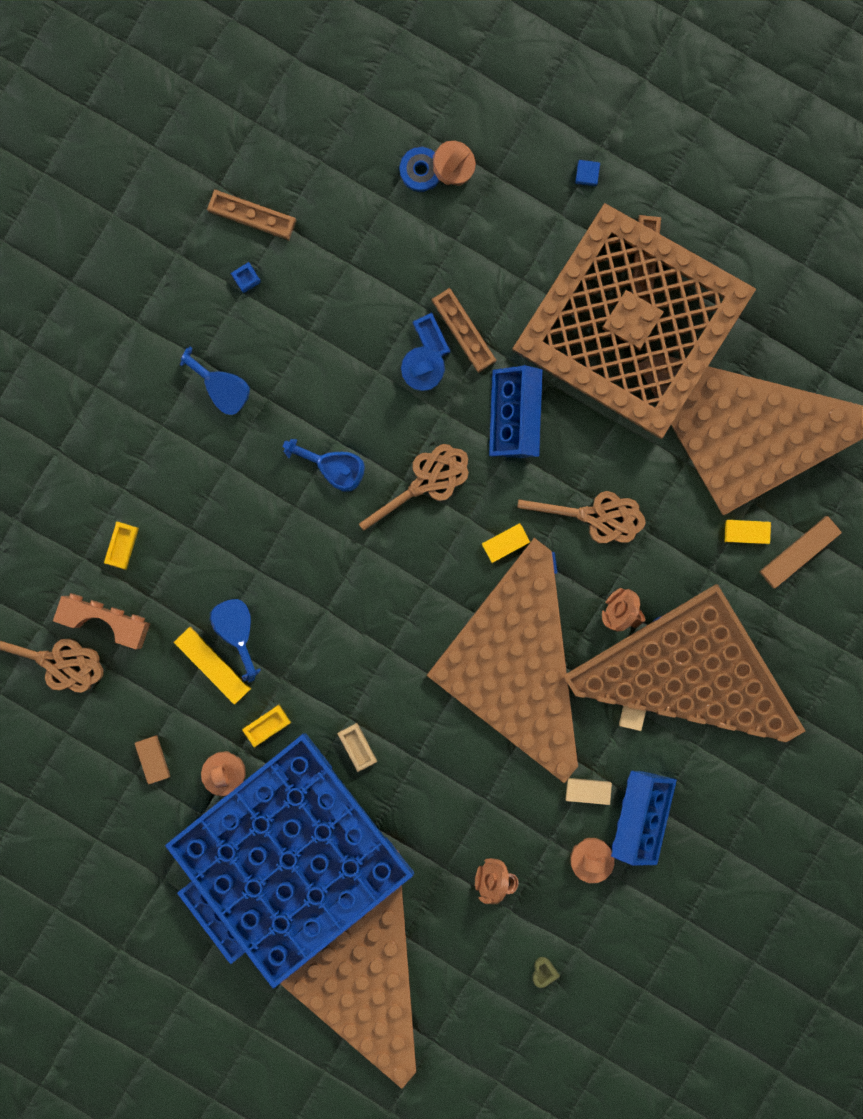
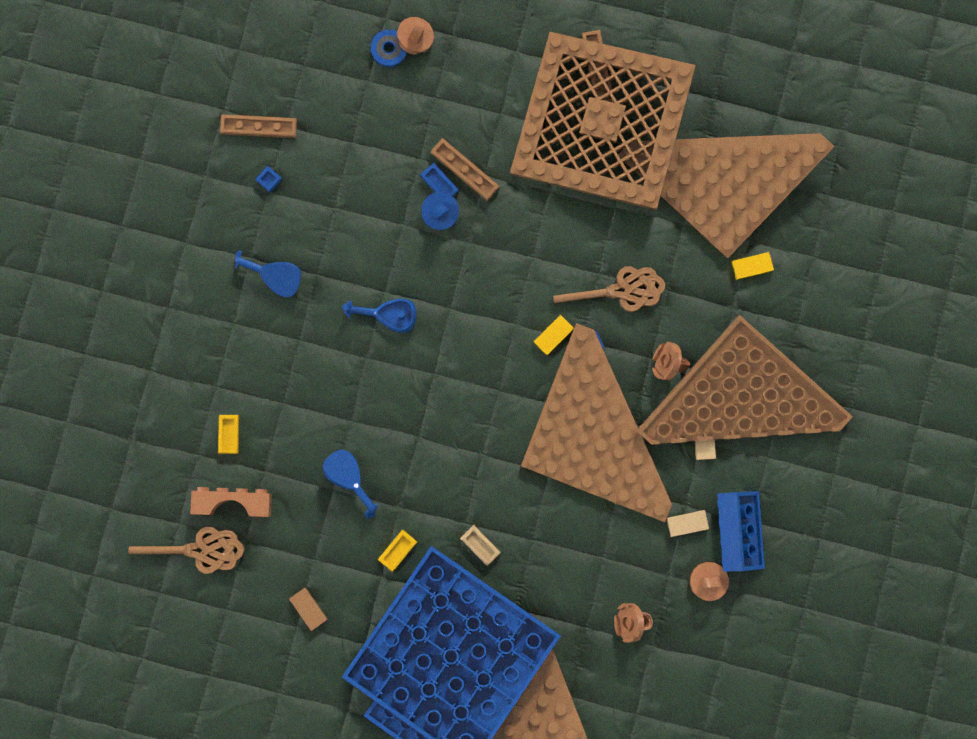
camera: 25 degrees left, 5 degrees down
(212, 665) = (336, 513): yellow tile -> none
(223, 773) = (372, 602): nougat tile -> none
(448, 459) = (464, 313): medium nougat piece -> none
(515, 412) = (528, 224): blue slope -> none
(544, 972) = (698, 690): olive tile -> none
(587, 173) = (528, 11): blue tile -> none
(800, 552) = (801, 269): medium nougat tile -> none

